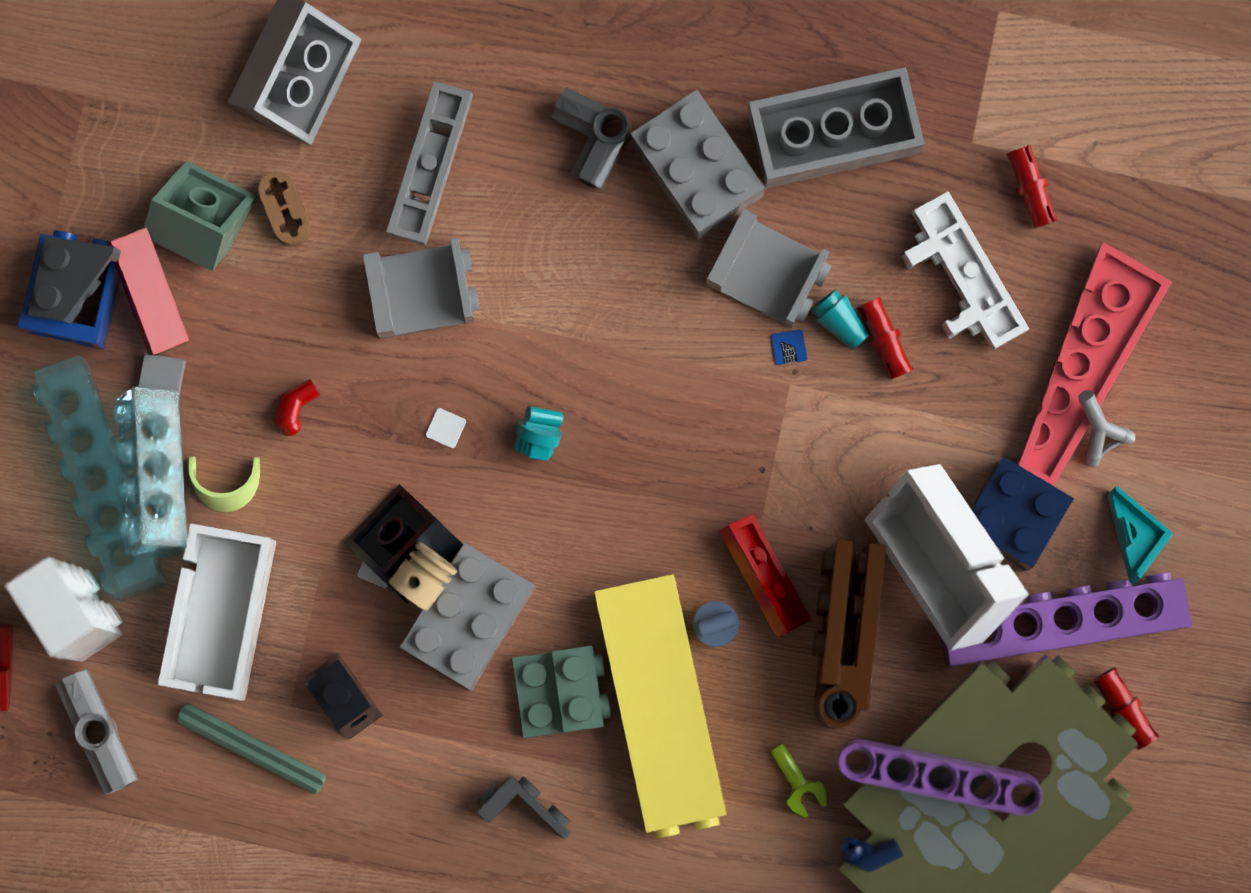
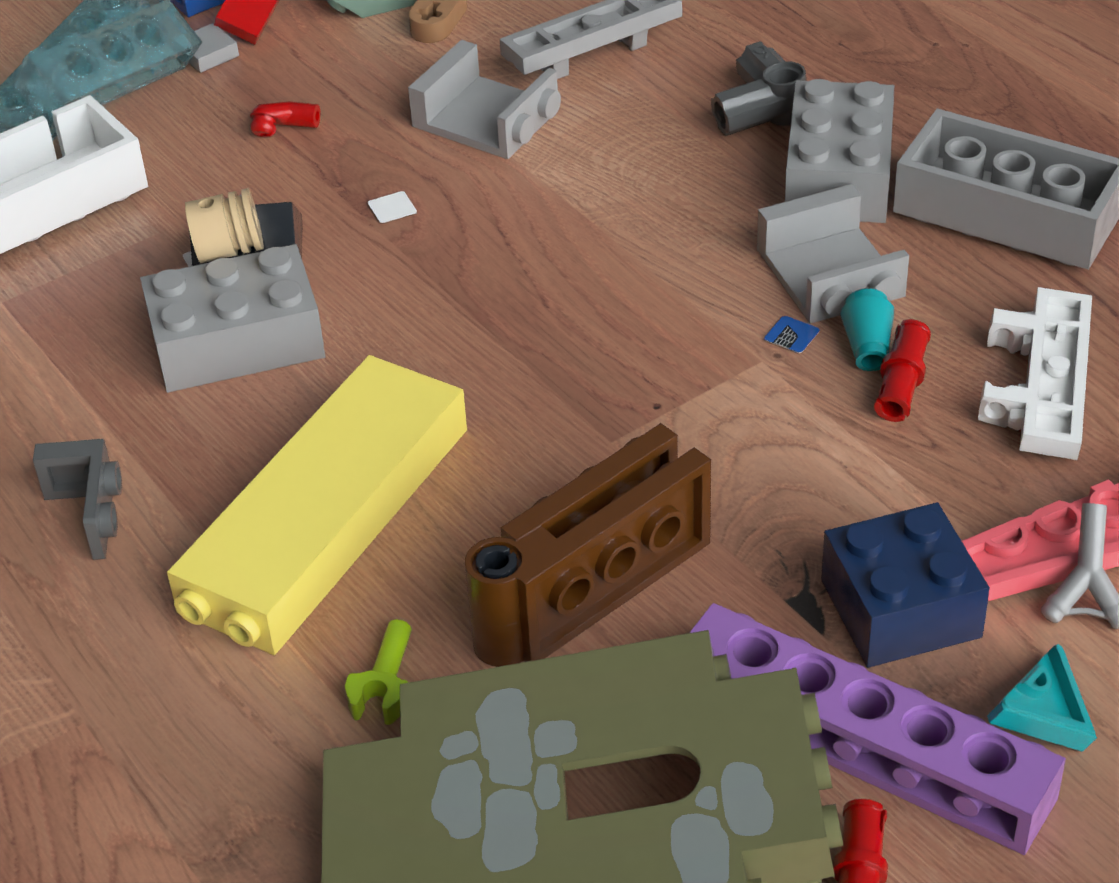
camera: 45 degrees right, 40 degrees down
(226, 501) = (161, 139): yellowish green helmet -> none
(342, 697) = (45, 294): black torso -> none
(538, 433) = (469, 239): teal piece -> none
(560, 691) = (238, 432): sand green plate -> none
(715, 624) = (459, 473): sand blue piece -> none
(764, 575) = (561, 450): red plate -> none
(868, 857) = (366, 745): dark blue arm -> none
(945, 557) = (770, 529): white piece -> none
(956, 790) = (541, 702): medium lavender beam -> none

